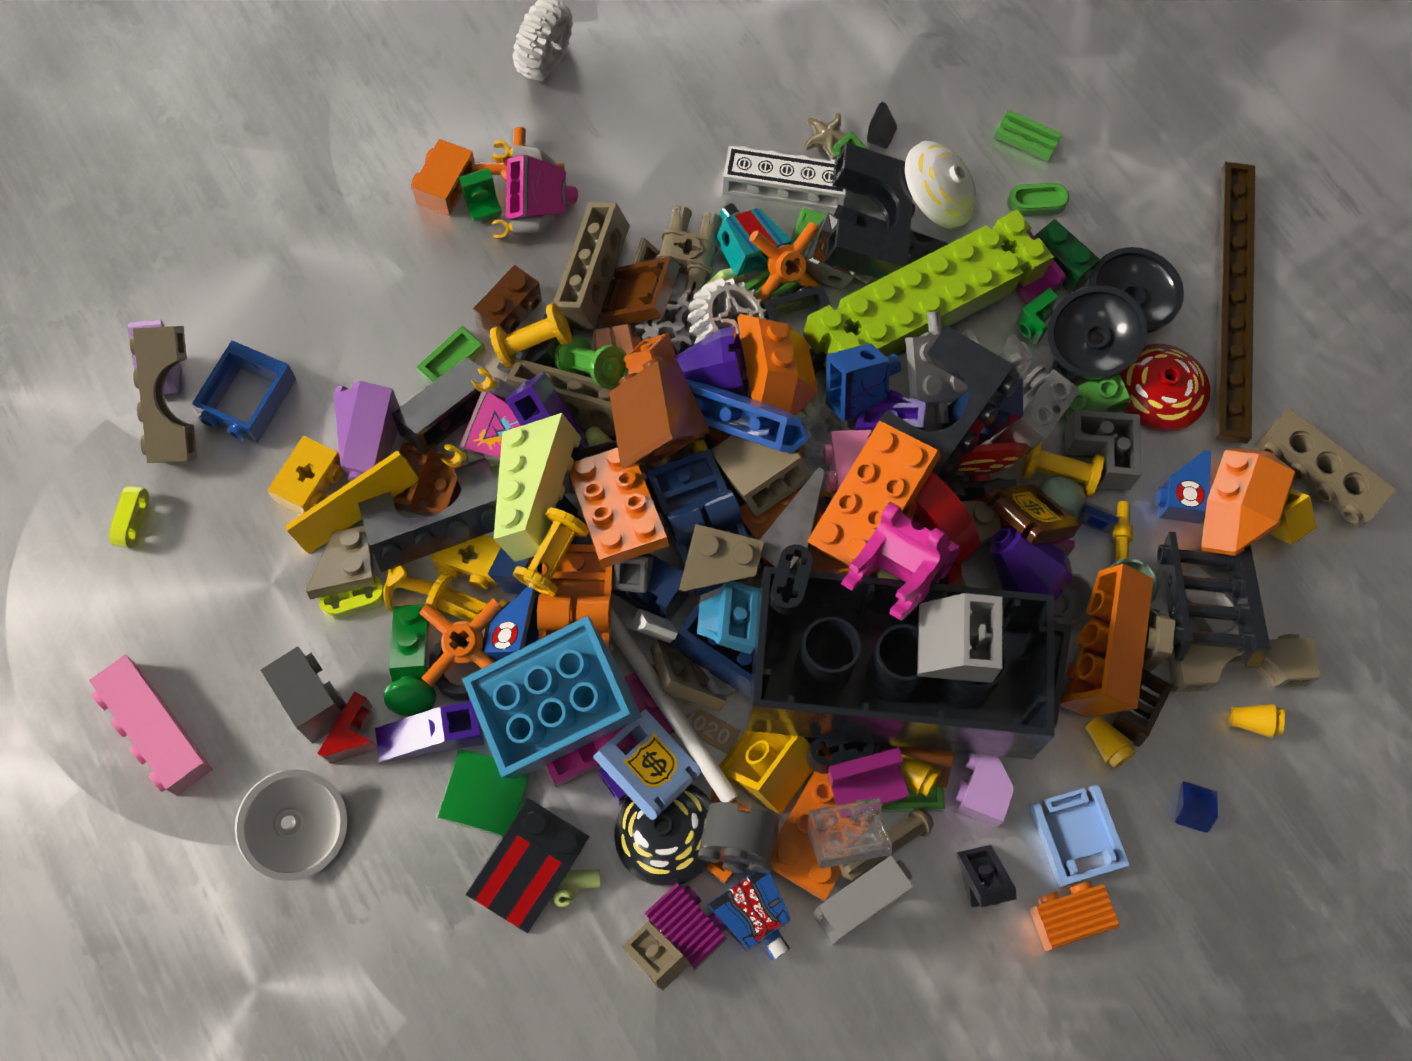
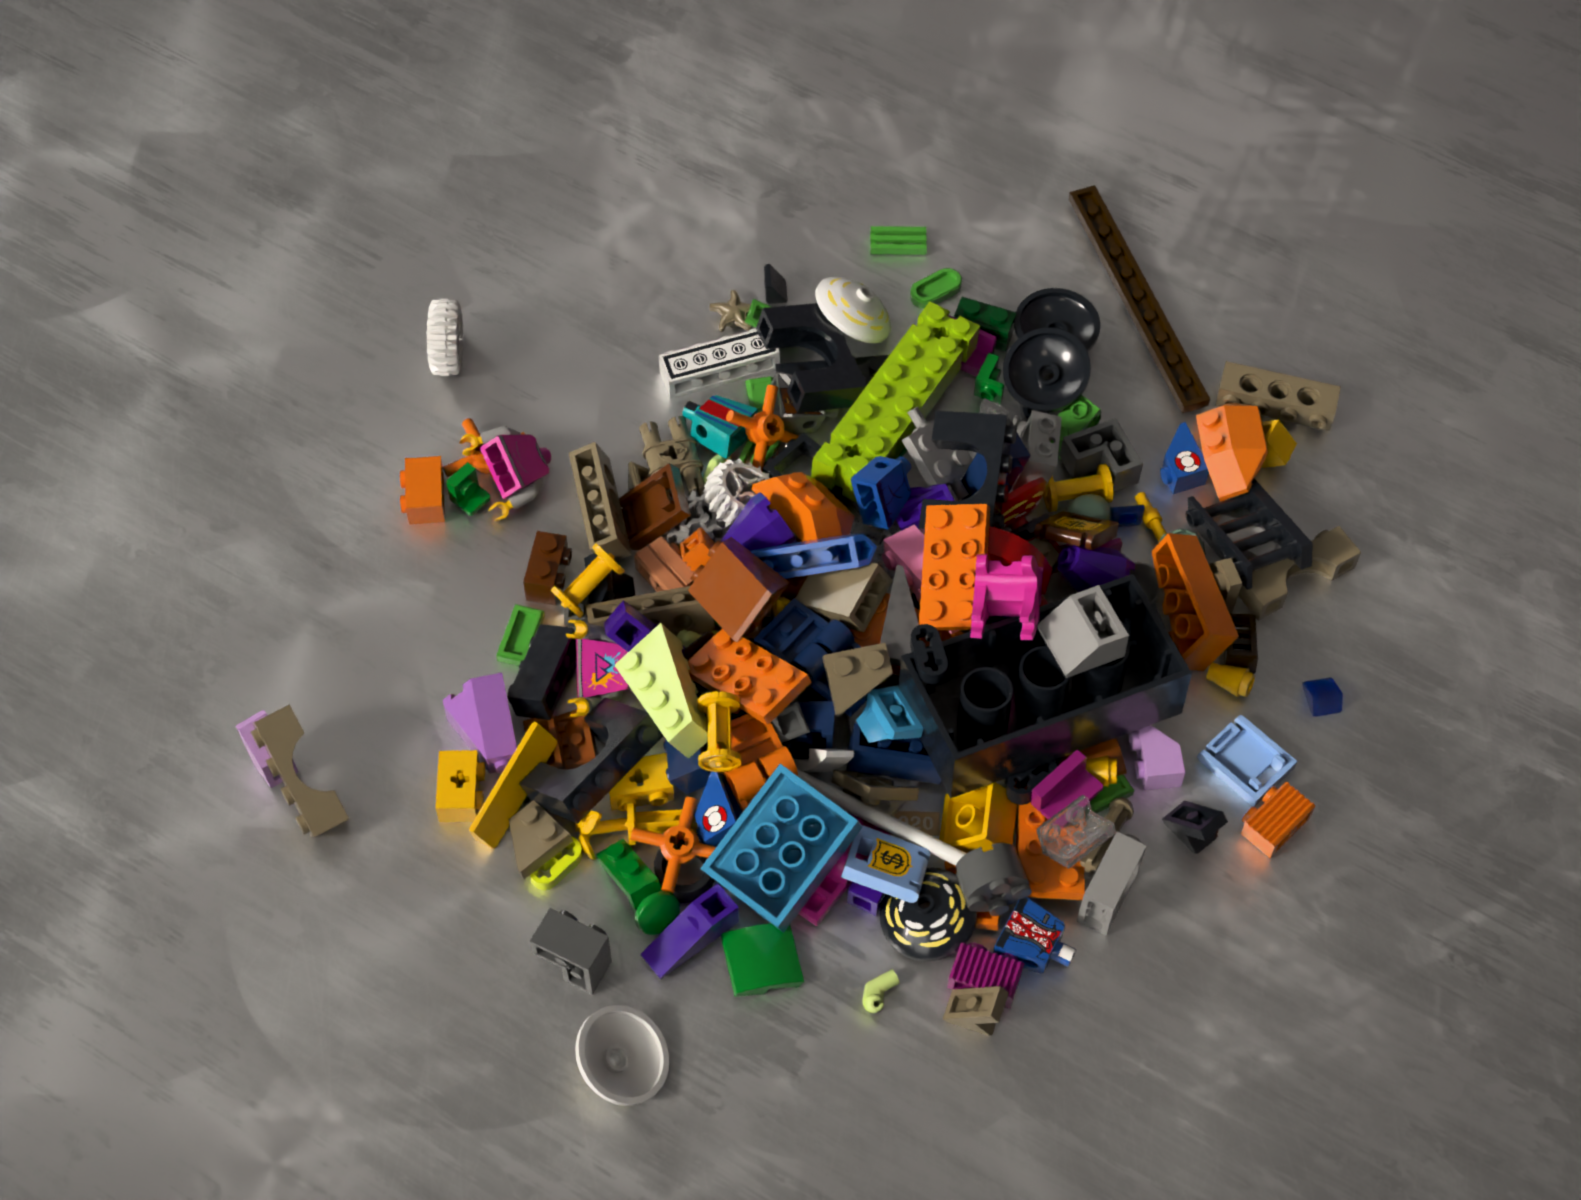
camera: 25 degrees left, 10 degrees down
(128, 516) = (321, 890): neon yellow beam -> none
(150, 726) = (448, 1043): bright pink brick -> none
(233, 359) = (359, 716): blue window -> none
(343, 740) = (624, 971): red slope -> none
(527, 865) = (833, 990): black slope -> none
(603, 365) = (668, 573): bright green hose -> none
(1162, 402) = (1129, 401): red dish -> none
(1259, 719) = (1334, 607): yellow cone -> none

